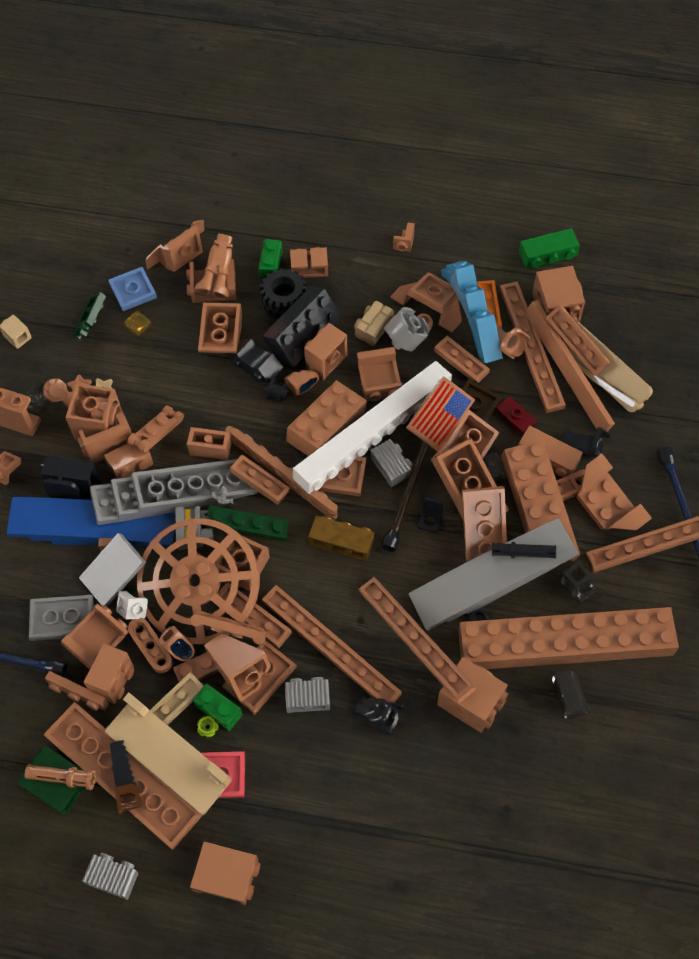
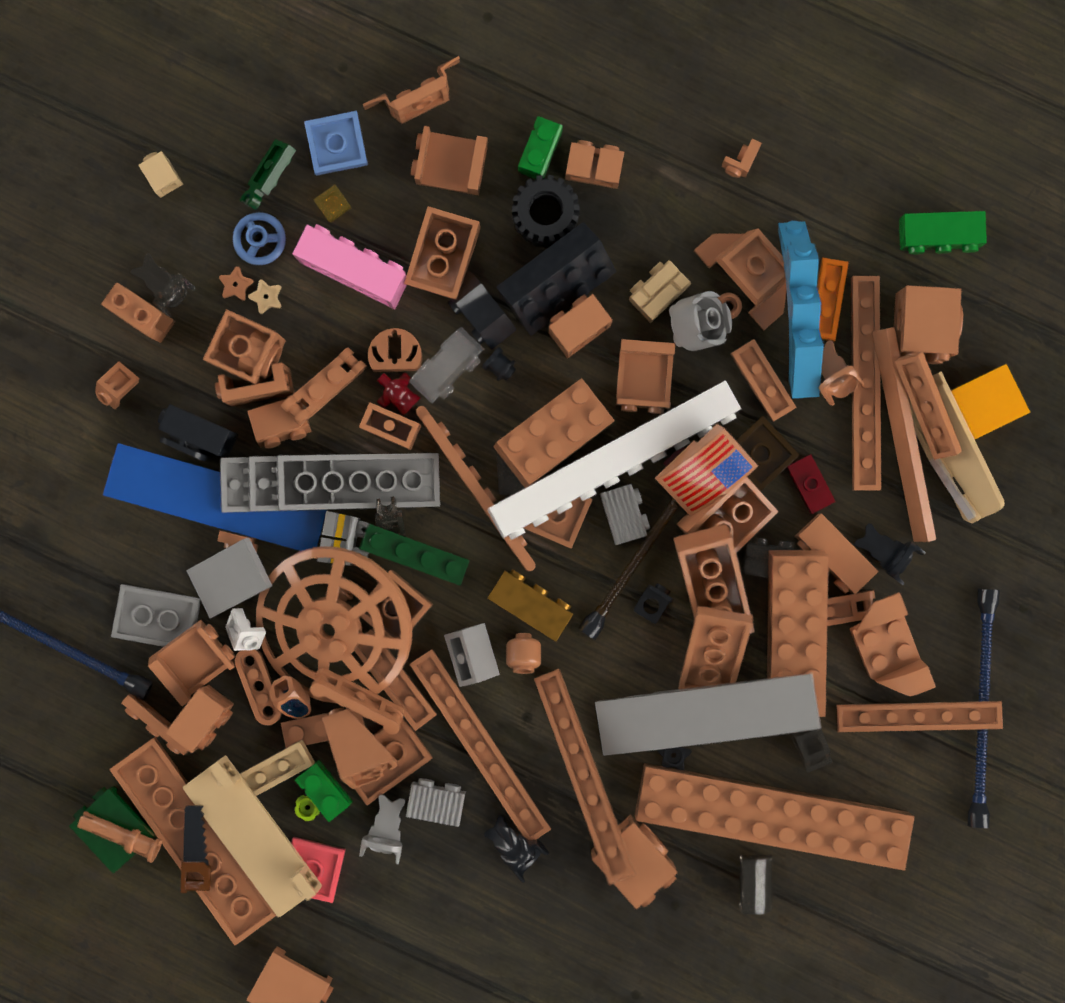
camera: 20 degrees right, 25 degrees up
(56, 390) = (201, 293): nougat piece -> none
(90, 354) = (252, 231): none -> medium blue piece
(110, 876) = (159, 958): light grey brick -> none
(158, 352) = (351, 266): none -> bright pink brick
(196, 409) = (408, 343): none -> nougat piece
(210, 422) = (397, 393): none -> dark red piece
(217, 267) = (461, 148): nougat piece -> none
(237, 403) = (456, 356): none -> clear brick
(259, 479) = (445, 494): nougat plate -> none
(273, 731) = (384, 833): none -> light grey hair
(301, 381) = (536, 356): nougat rock -> none
(307, 579) = (473, 653): none -> light grey brick
(345, 572) = (523, 653): none -> nougat head
(523, 550) = (752, 707): black pin -> none
(620, 334) = (990, 401): none -> light orange brick

